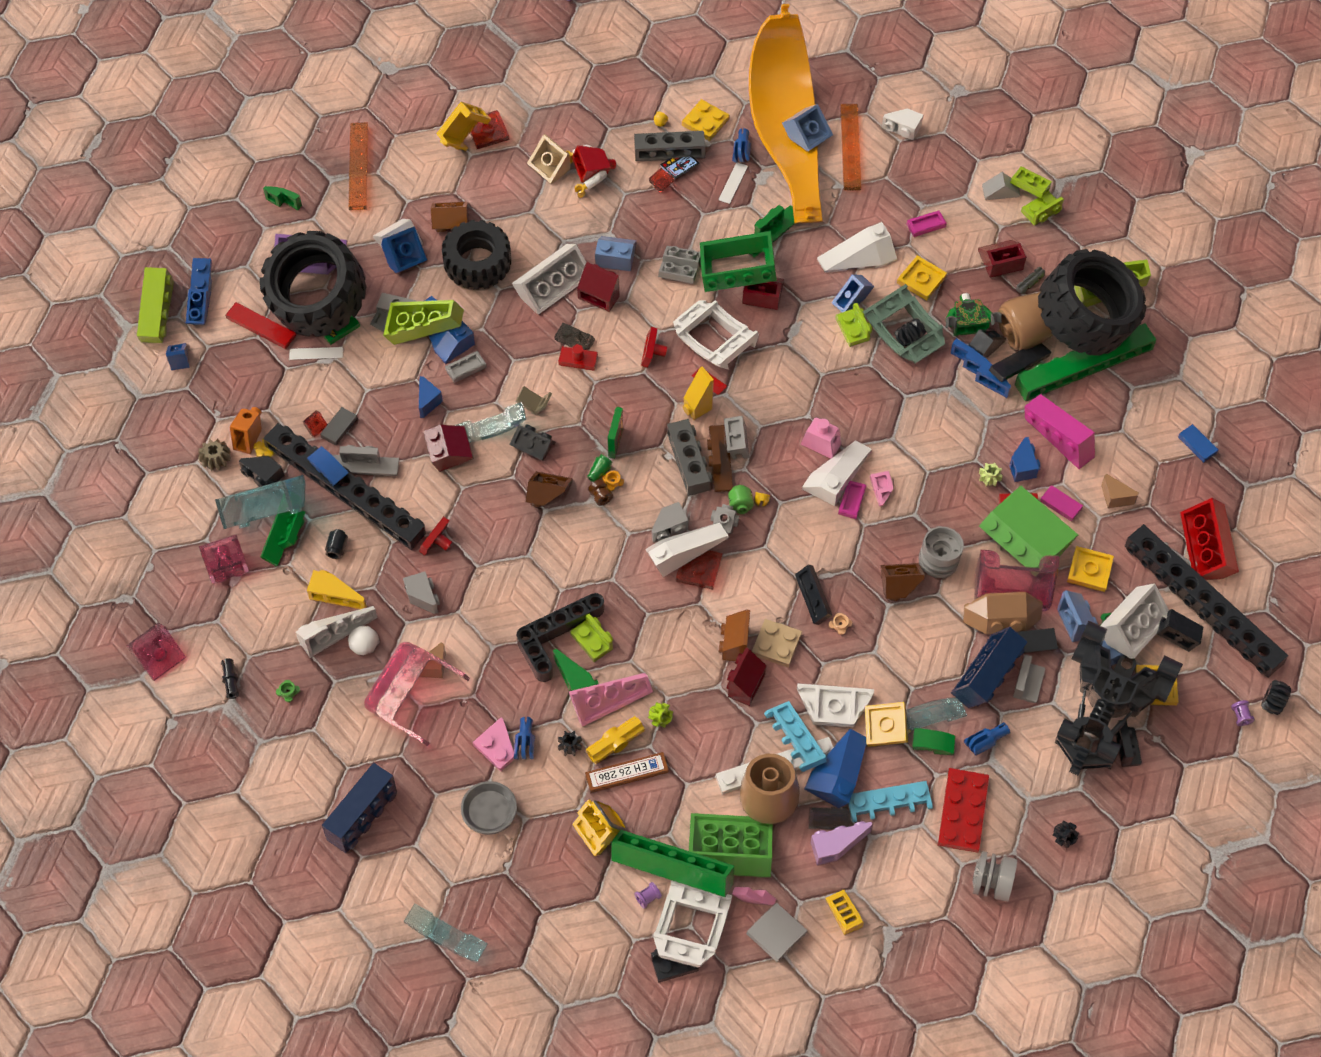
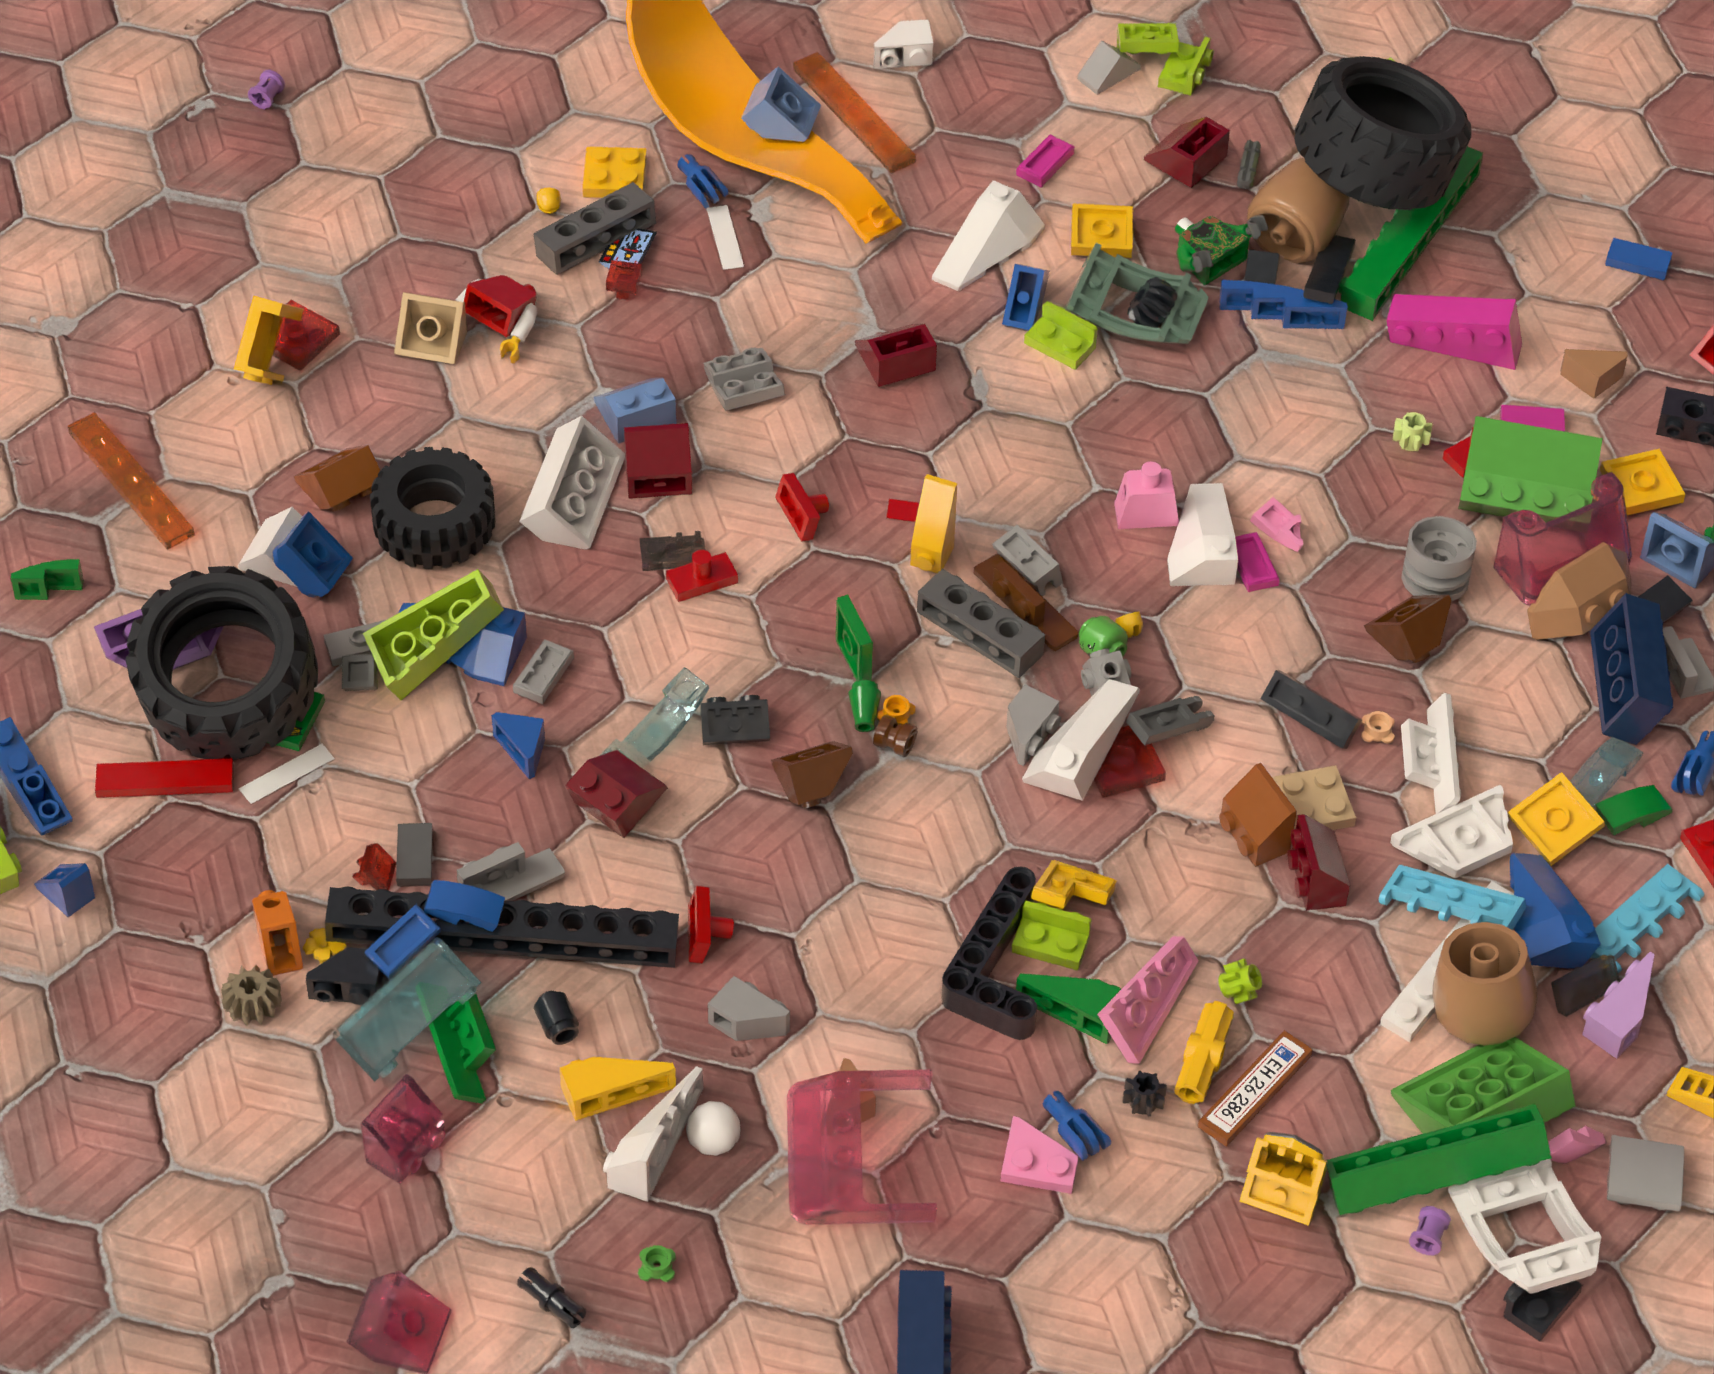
camera: 35 degrees left, 10 degrees down
(289, 467) = (402, 941): none -> blue tile
(488, 807) = (1106, 1246): flat silver piece -> none
(532, 401) = (674, 662): dark tan bracket -> none
(620, 613) = (1064, 880): none -> yellow tile
(721, 357) = (922, 448): white wedge -> none
(734, 247) = (849, 285): green piece -> none
(736, 560) = (1169, 719): none -> dark grey hinge
(776, 221) = (837, 270): green bracket -> none
(853, 651) = (1431, 753): none -> white bracket
(1023, 462) = (1442, 393): blue slope -> none

